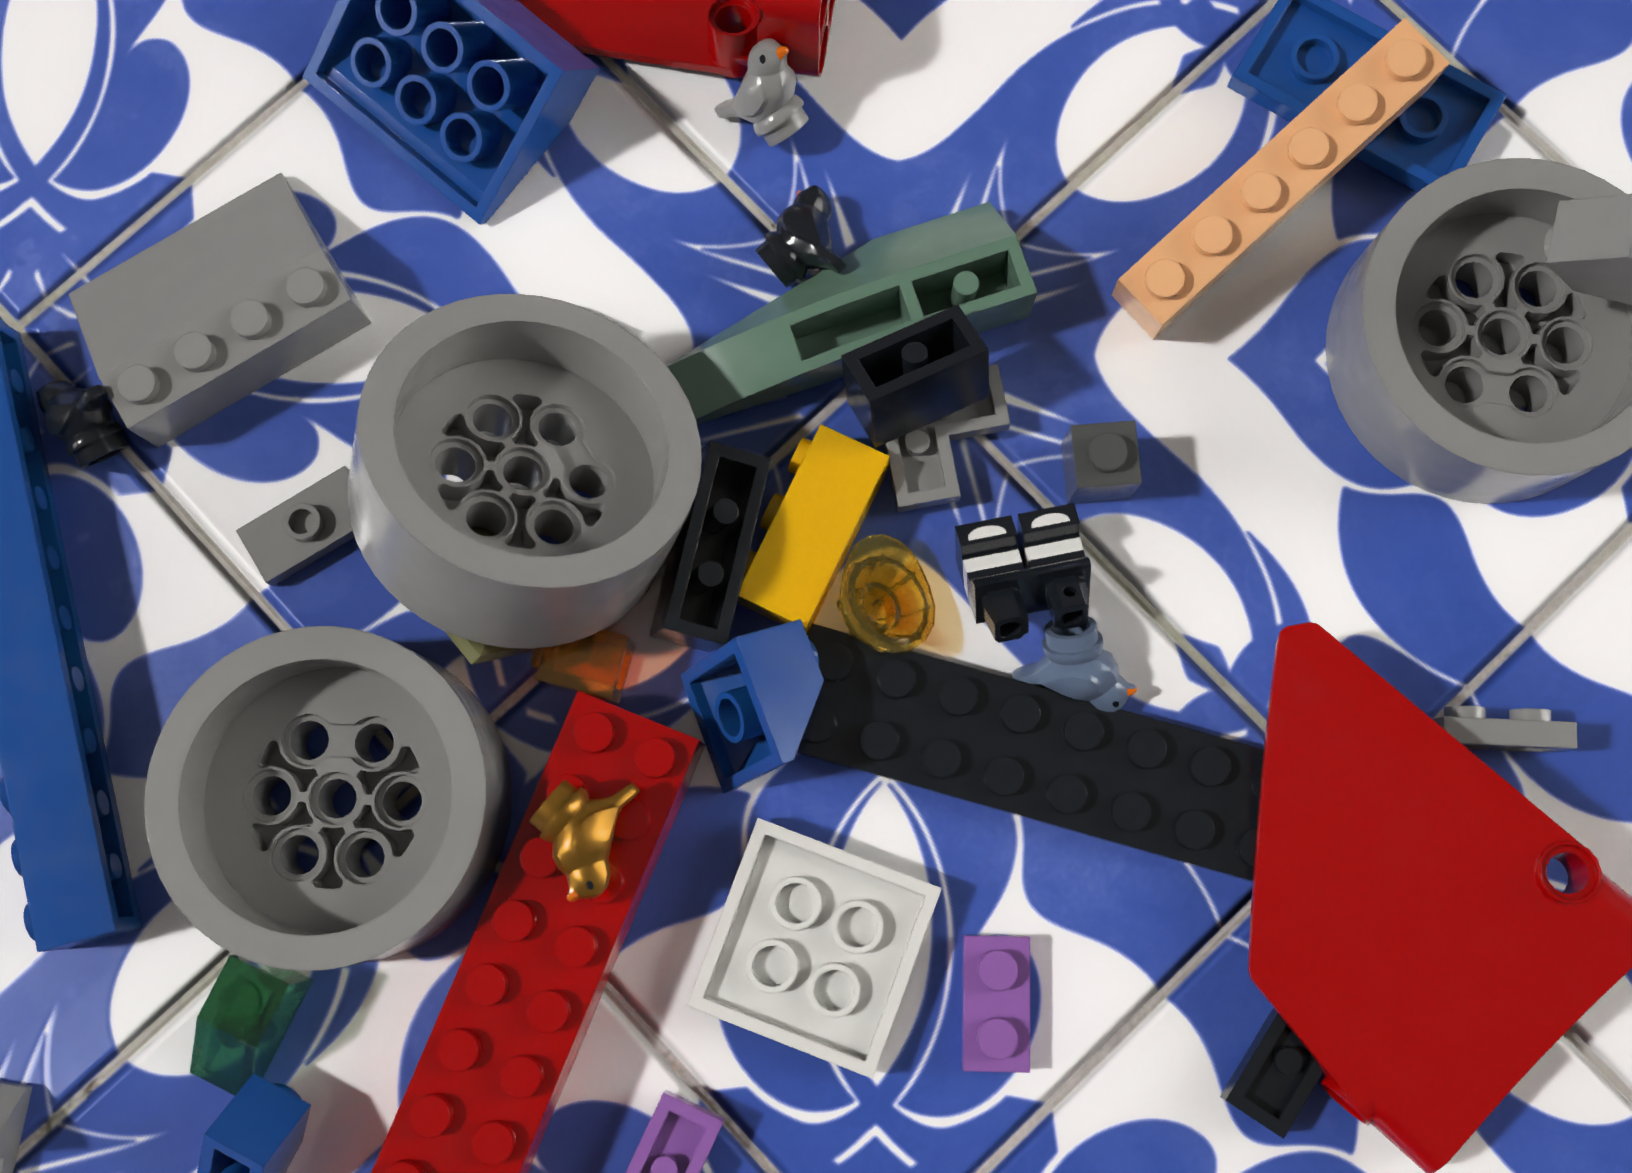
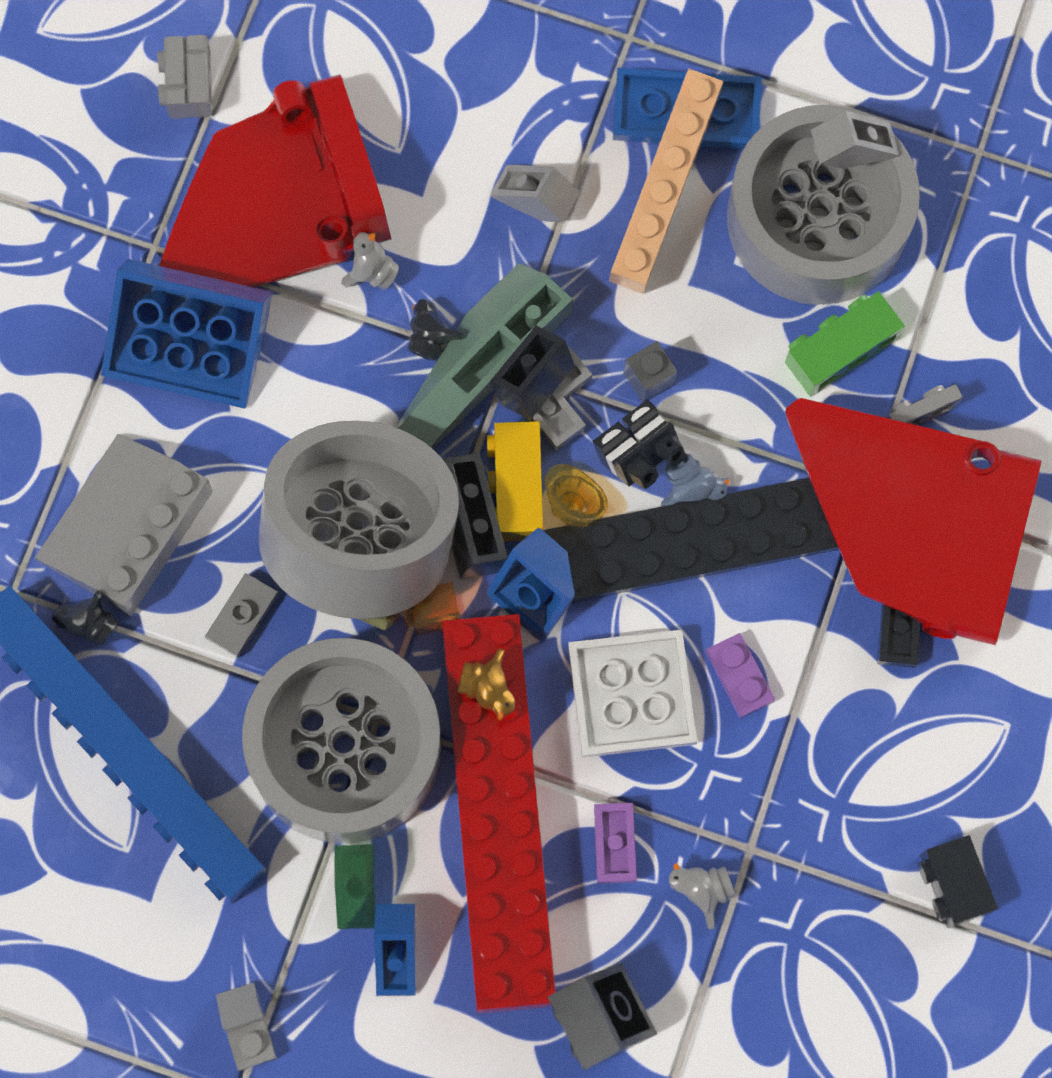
camera: 35 degrees left, 5 degrees down
(1072, 109) = (536, 192): none -> light grey slope
(1427, 564) = (843, 342): none -> bright green brick

